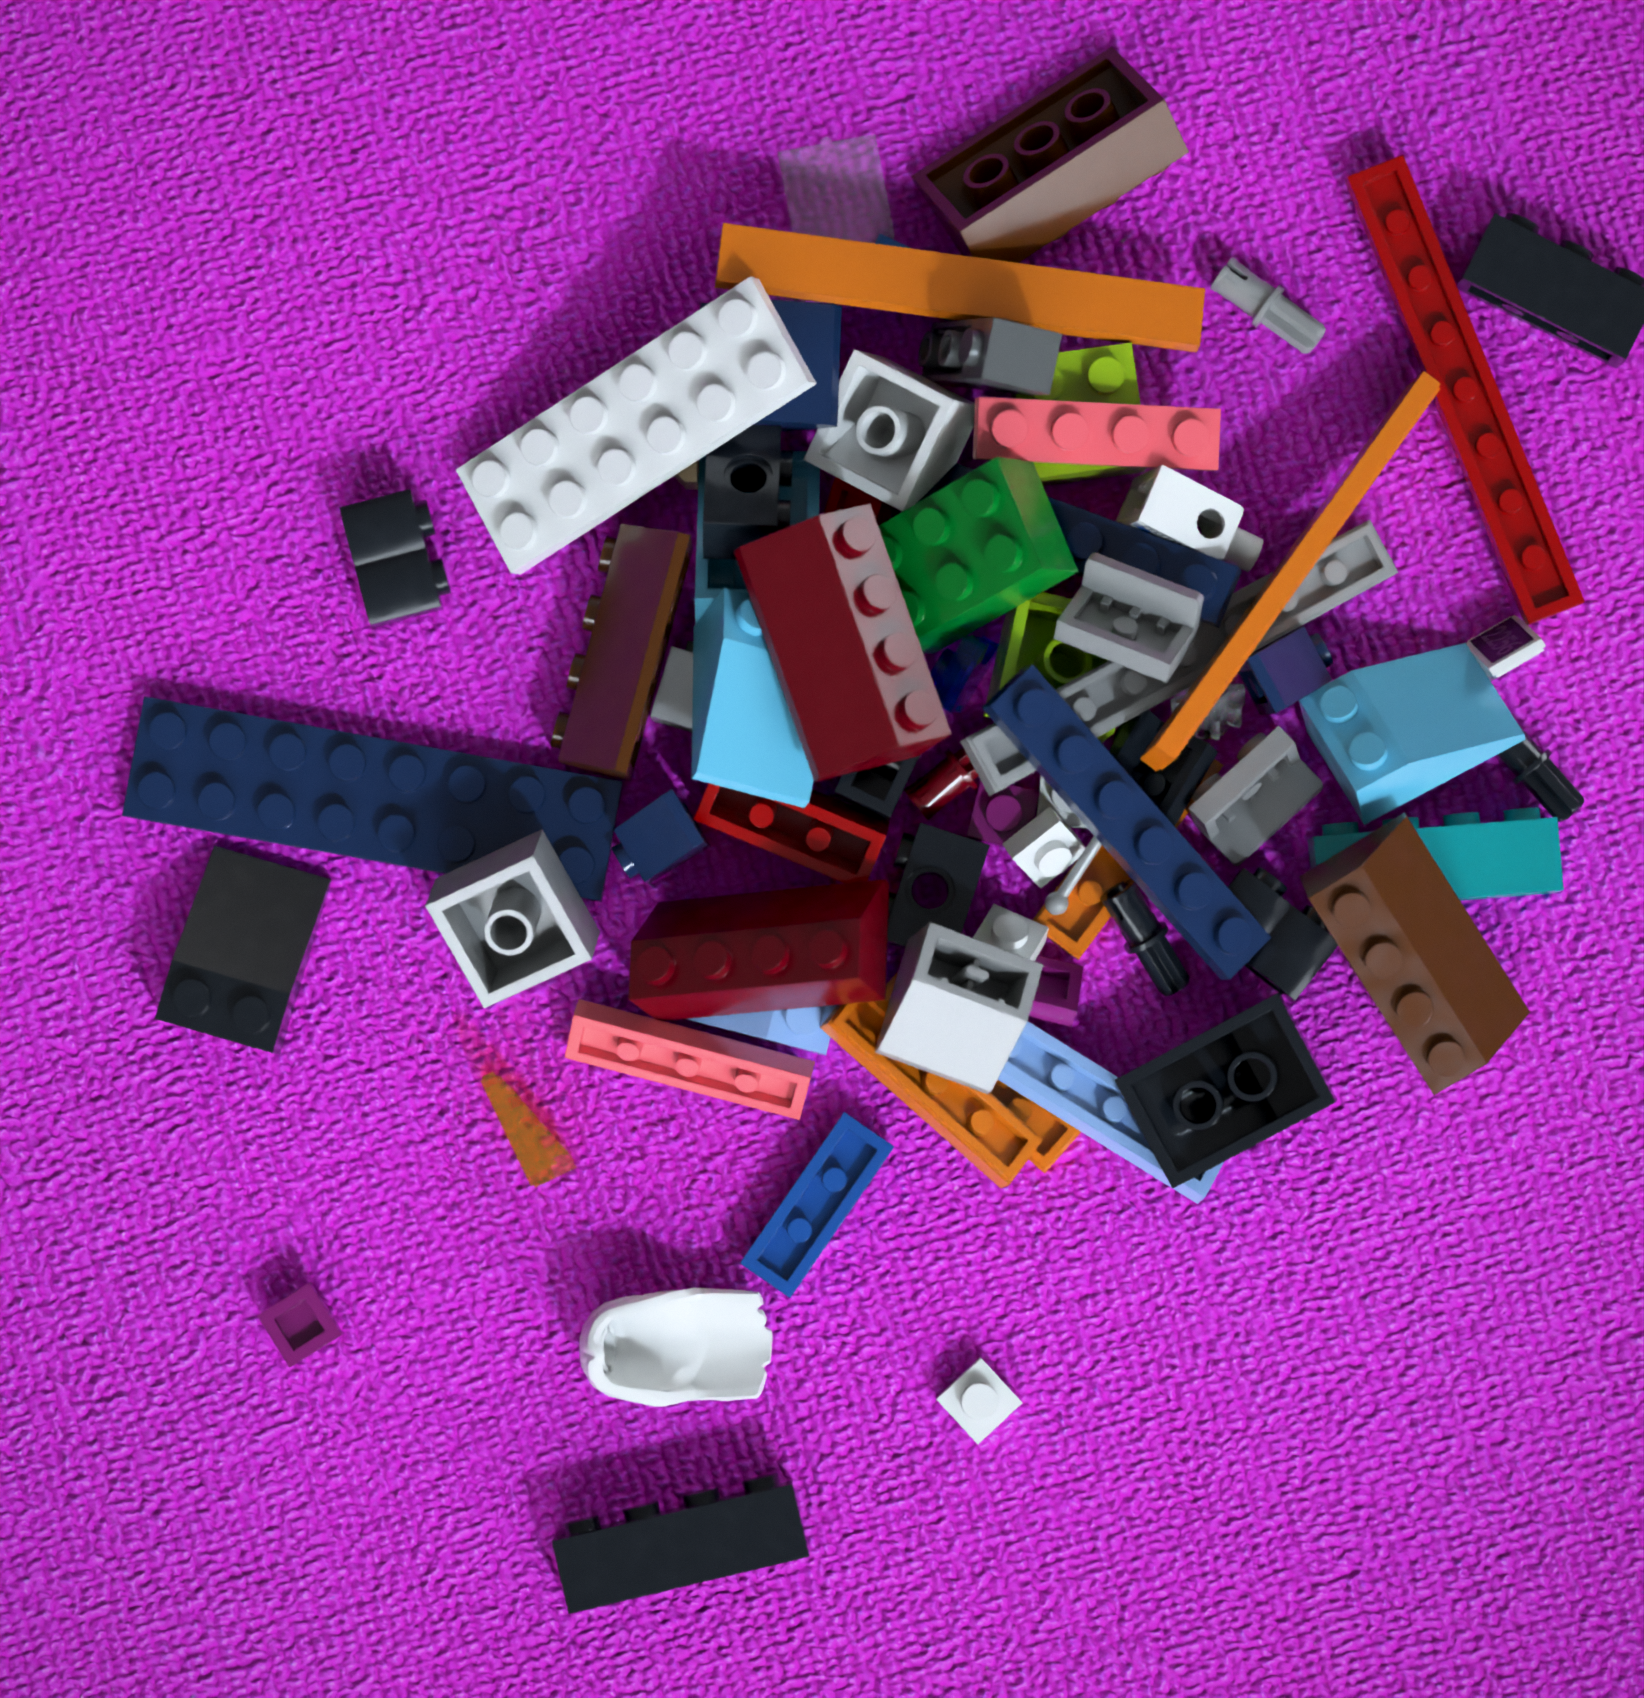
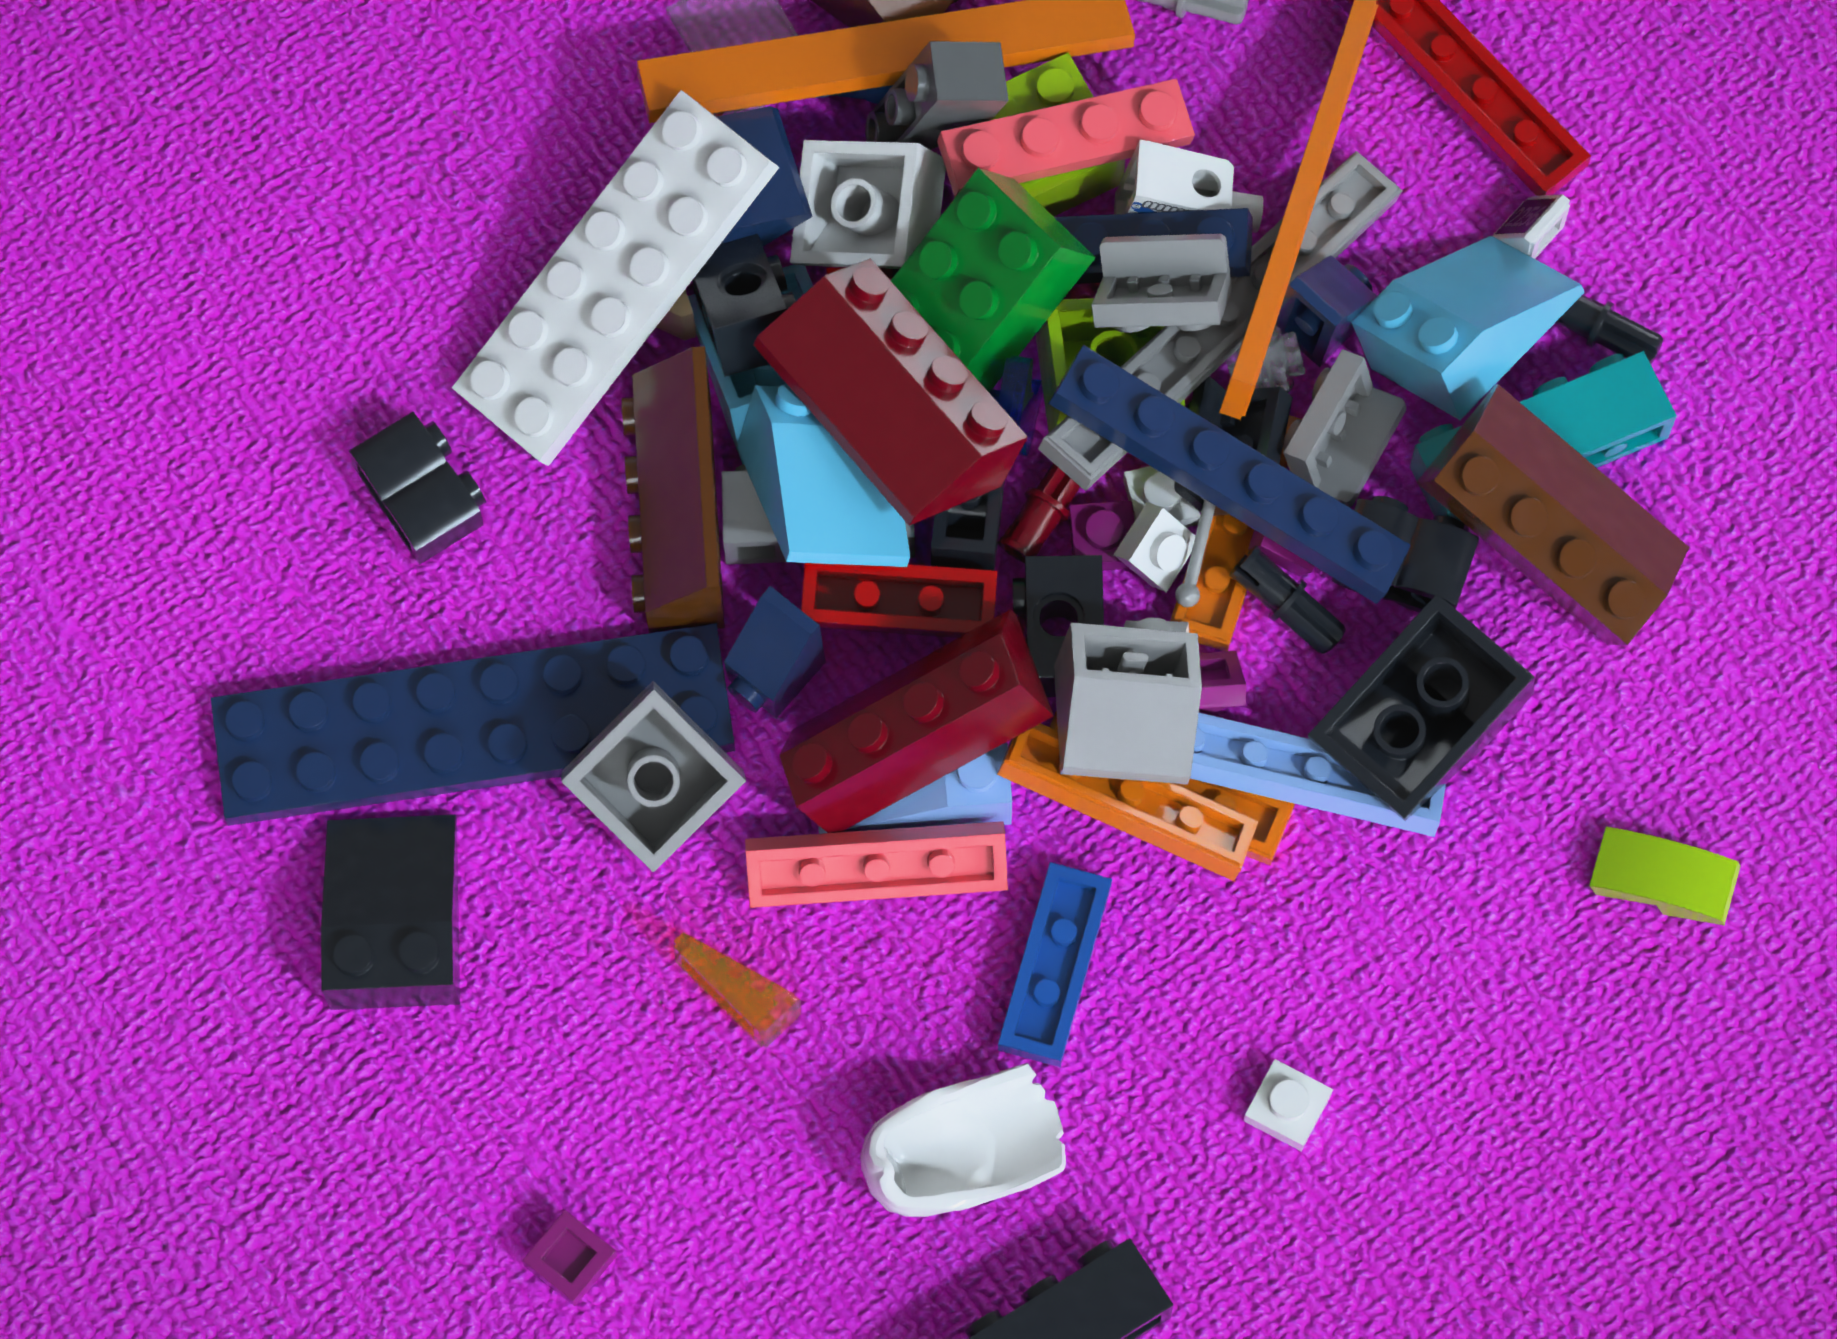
camera: 15 degrees left, 15 degrees down
(1390, 1309) = (1665, 874): none -> lime slope

